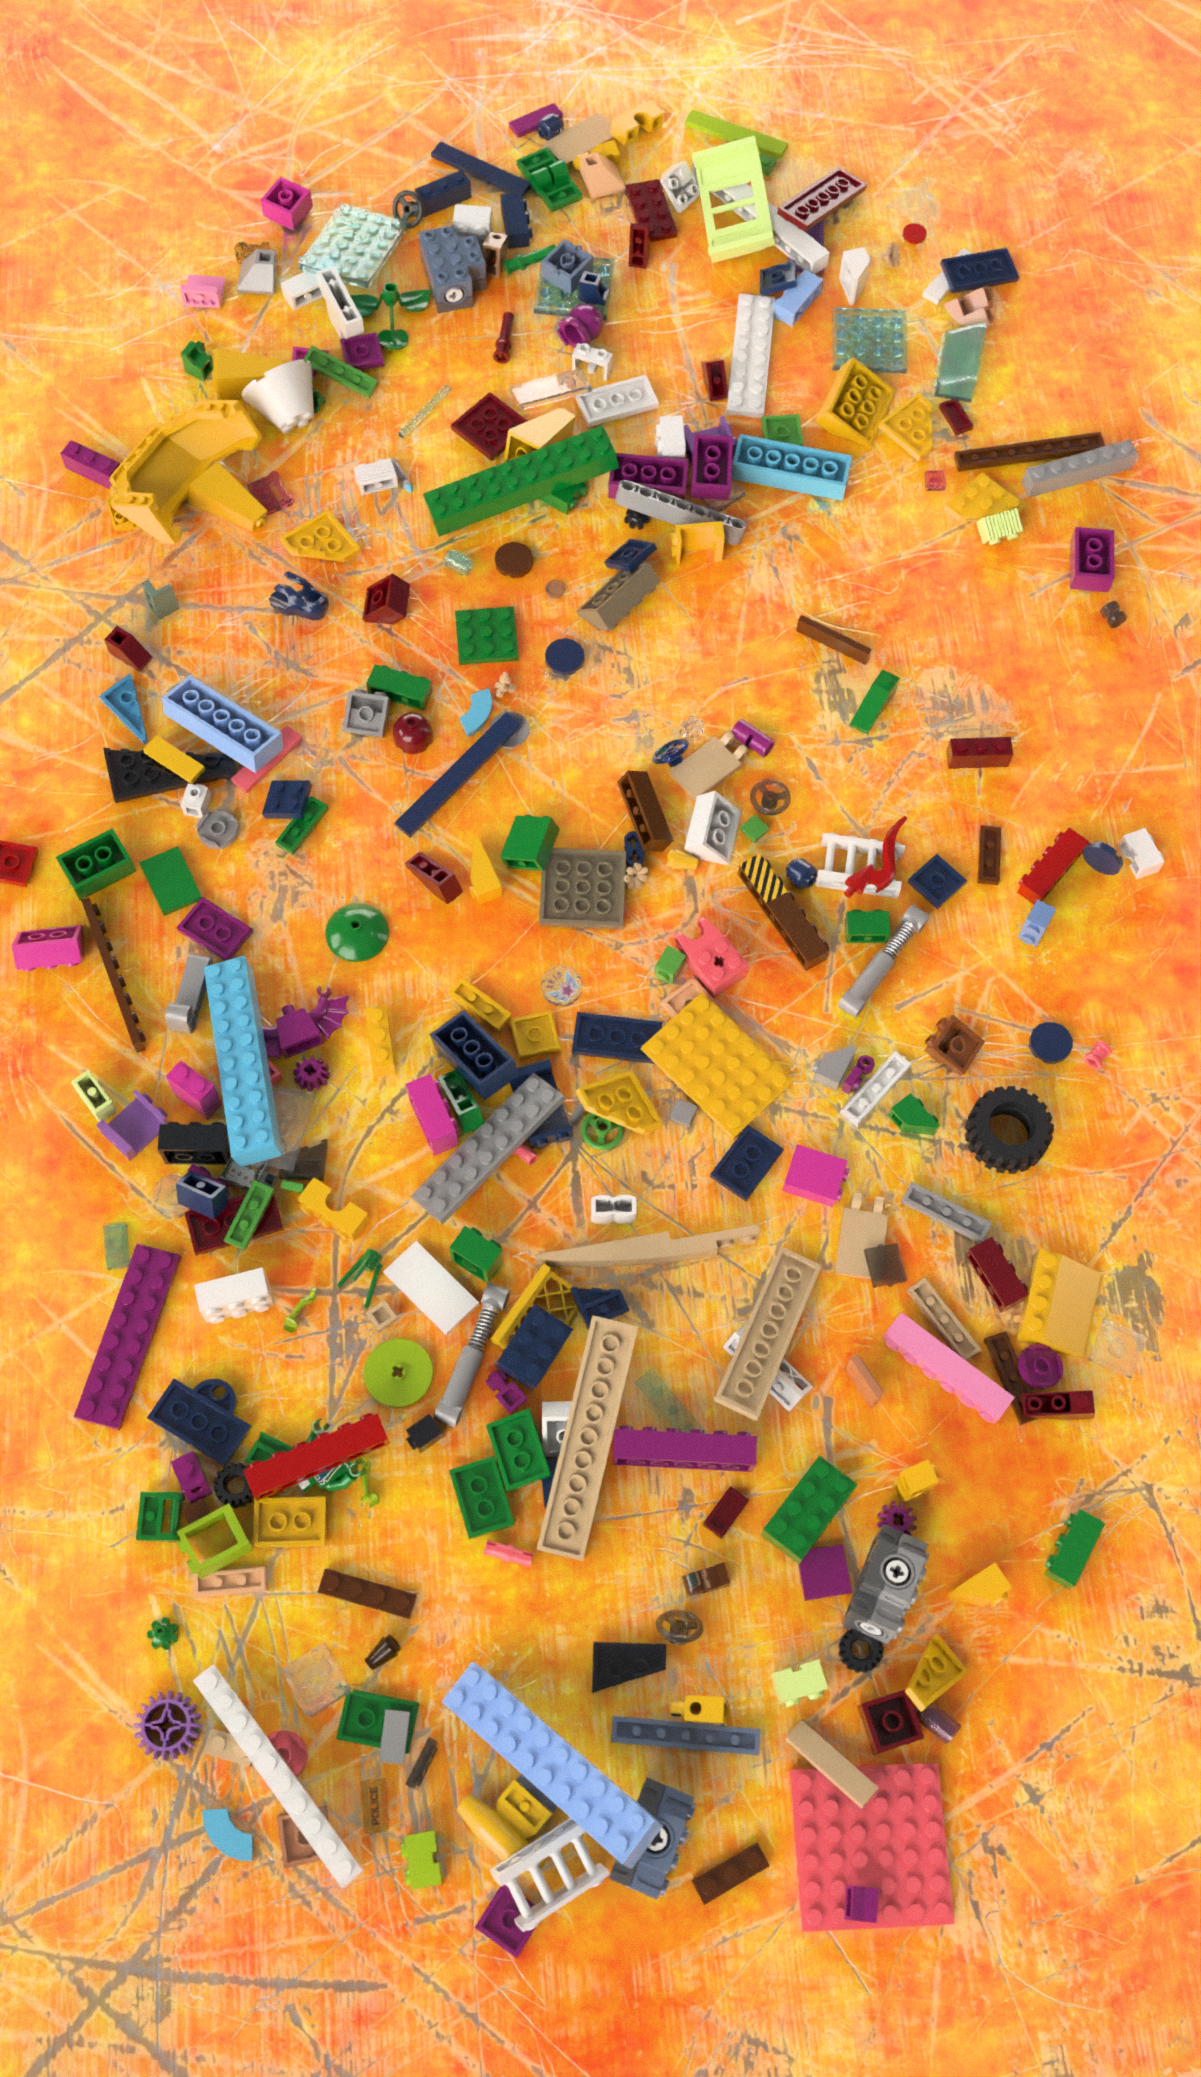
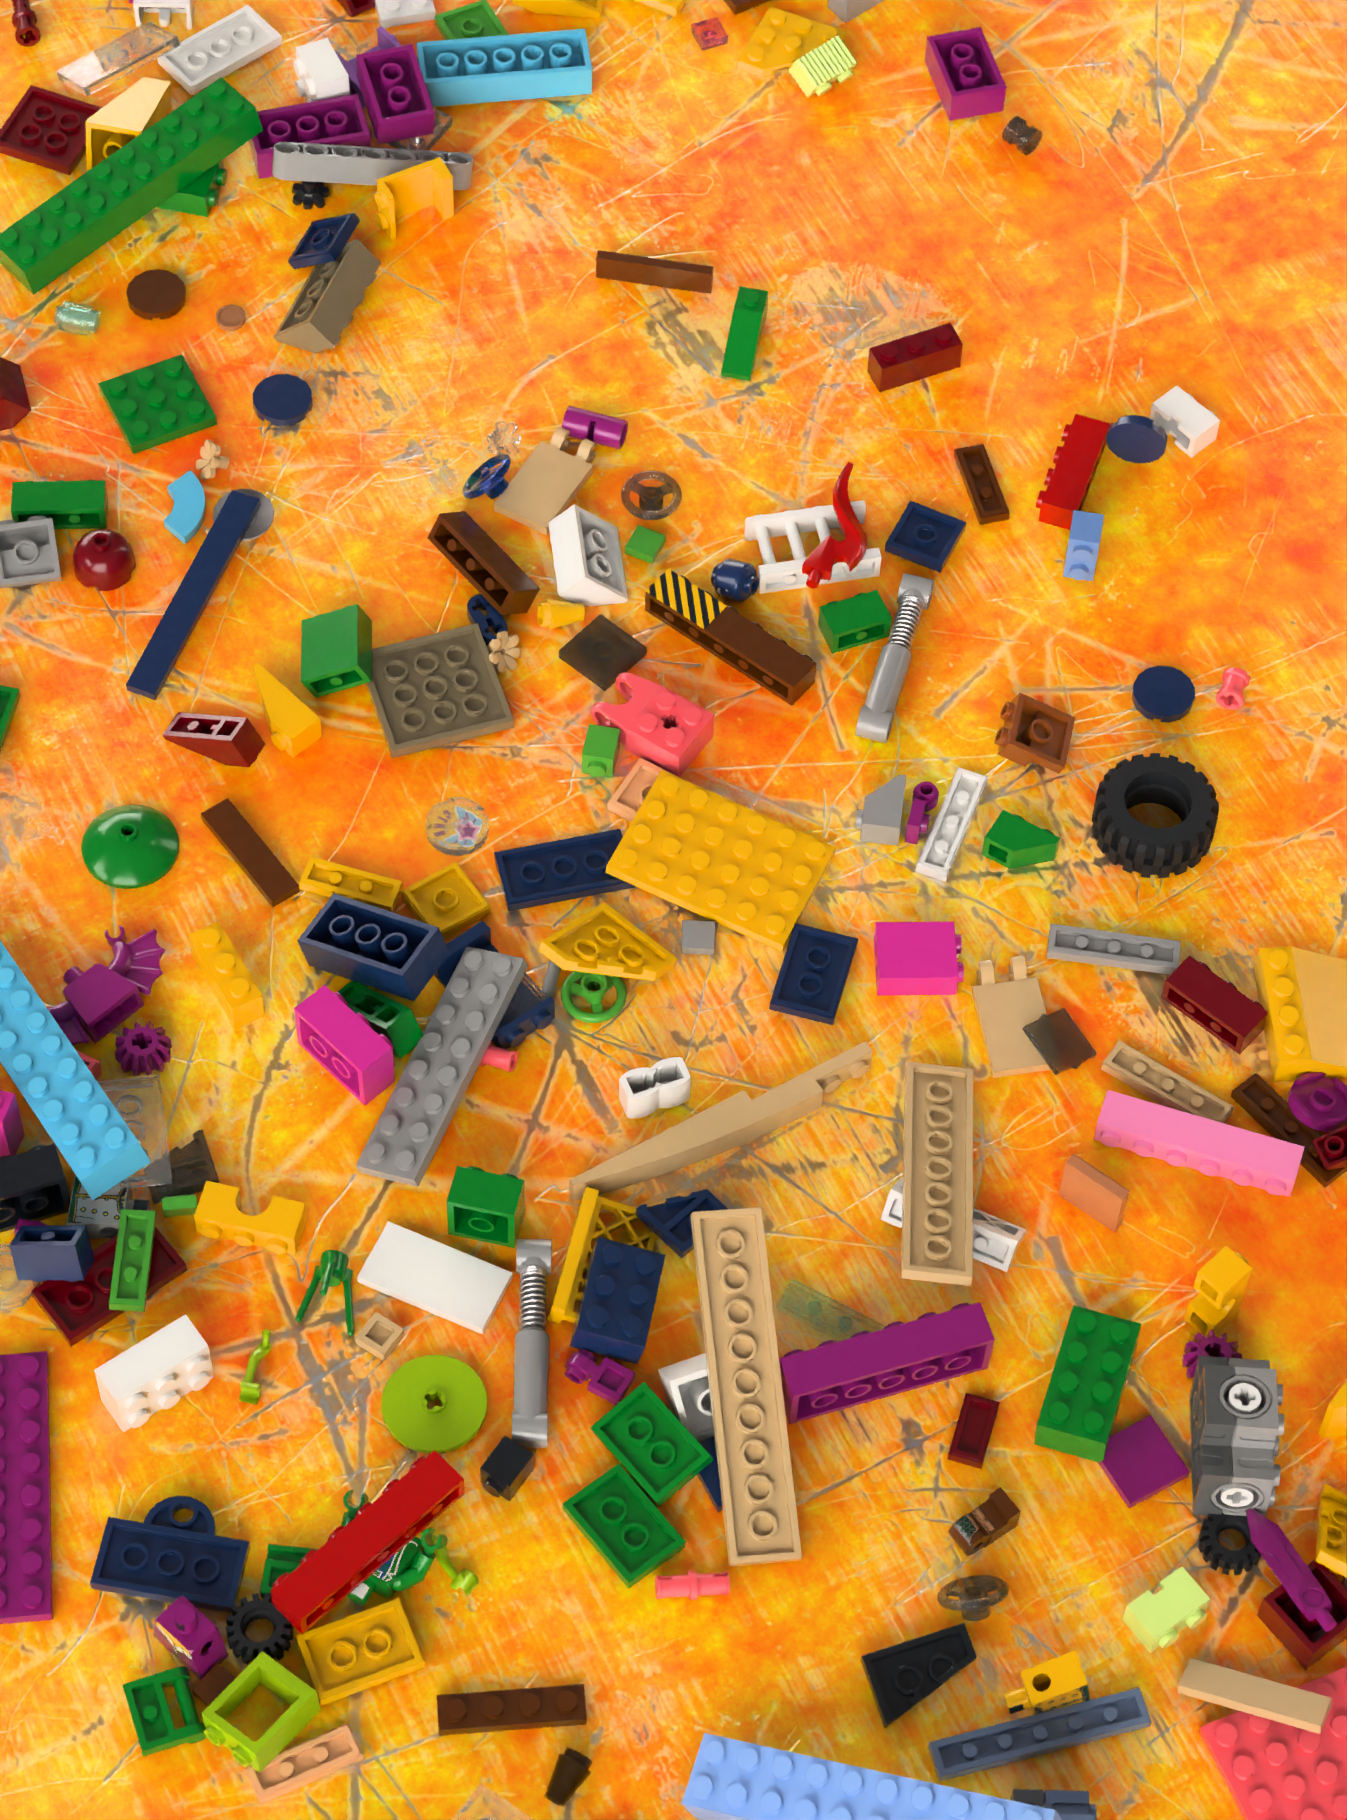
camera: 20 degrees left, 10 degrees down
(427, 961) = (250, 852): none -> reddish brown tile
(698, 895) = (602, 652): none -> clear smoke tile
(886, 1690) = (1290, 1570): none -> magenta piece

